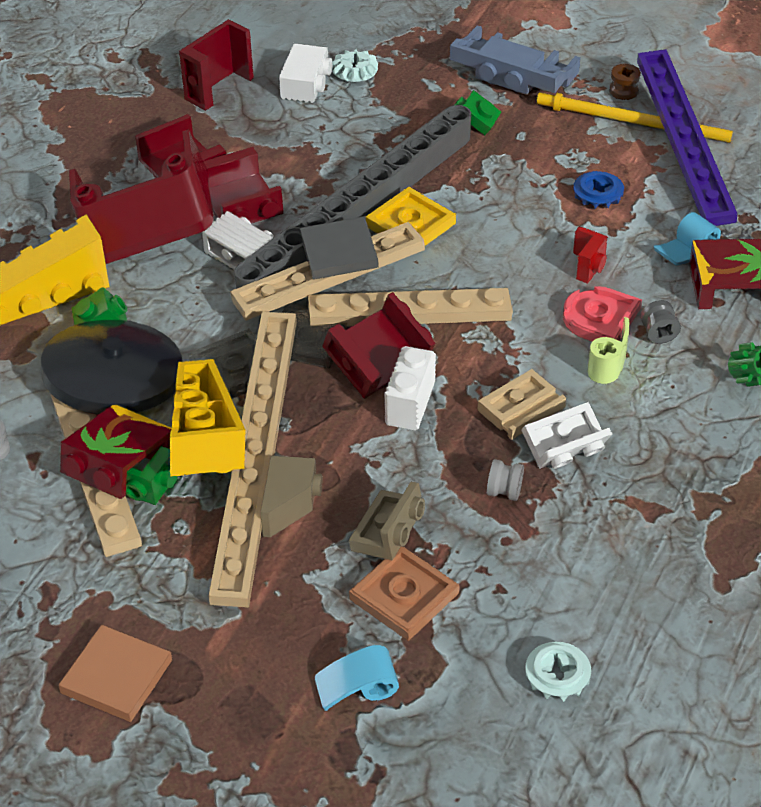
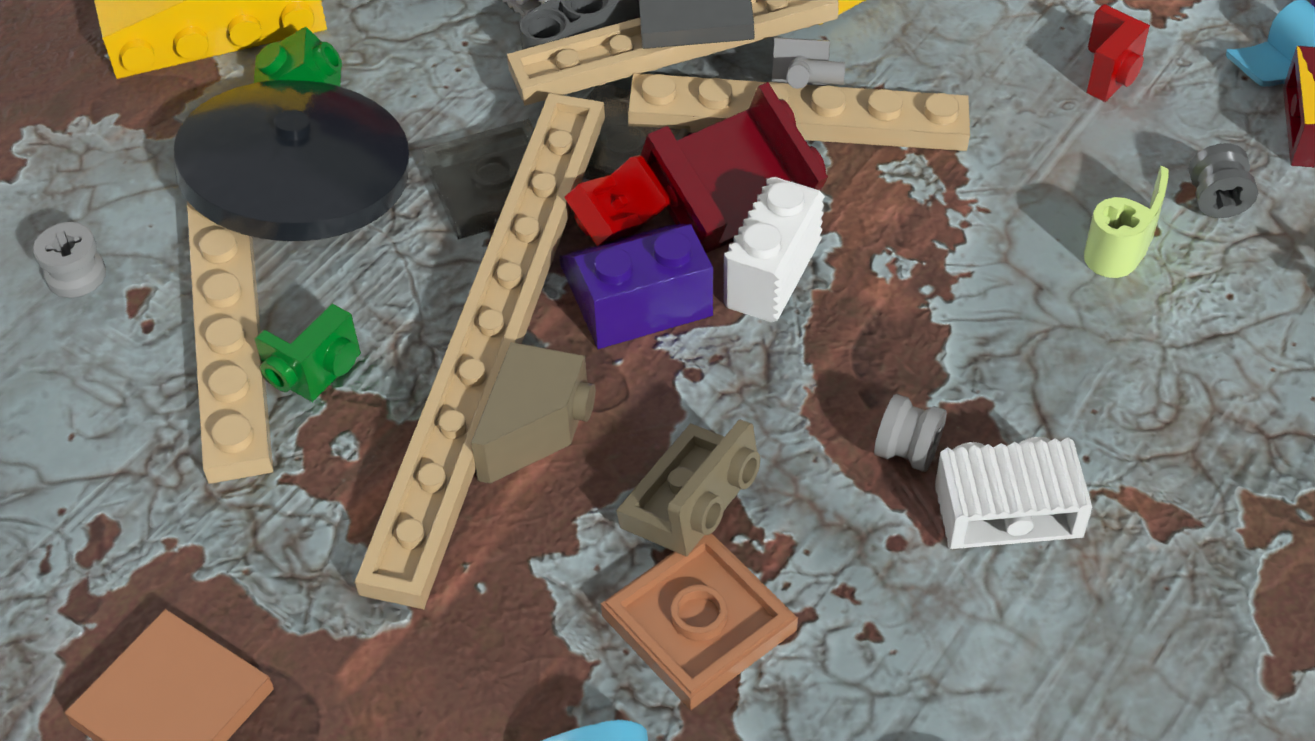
camera: 10 degrees right, 5 degrees up
(111, 446) = (250, 293): dark red panel -> none
(204, 423) = (404, 278): yellow wedge -> none
(316, 370) = (618, 202): none -> red bracket
(336, 415) = (641, 283): none -> dark purple slope
(409, 278) = (805, 63): none -> light grey arm
(521, 403) = (960, 298): tan plate -> none
(564, 435) = (1027, 364): white bracket -> none
(566, 505) = (1012, 493): none -> white brick
(599, 312) = (1118, 154): coral tile -> none

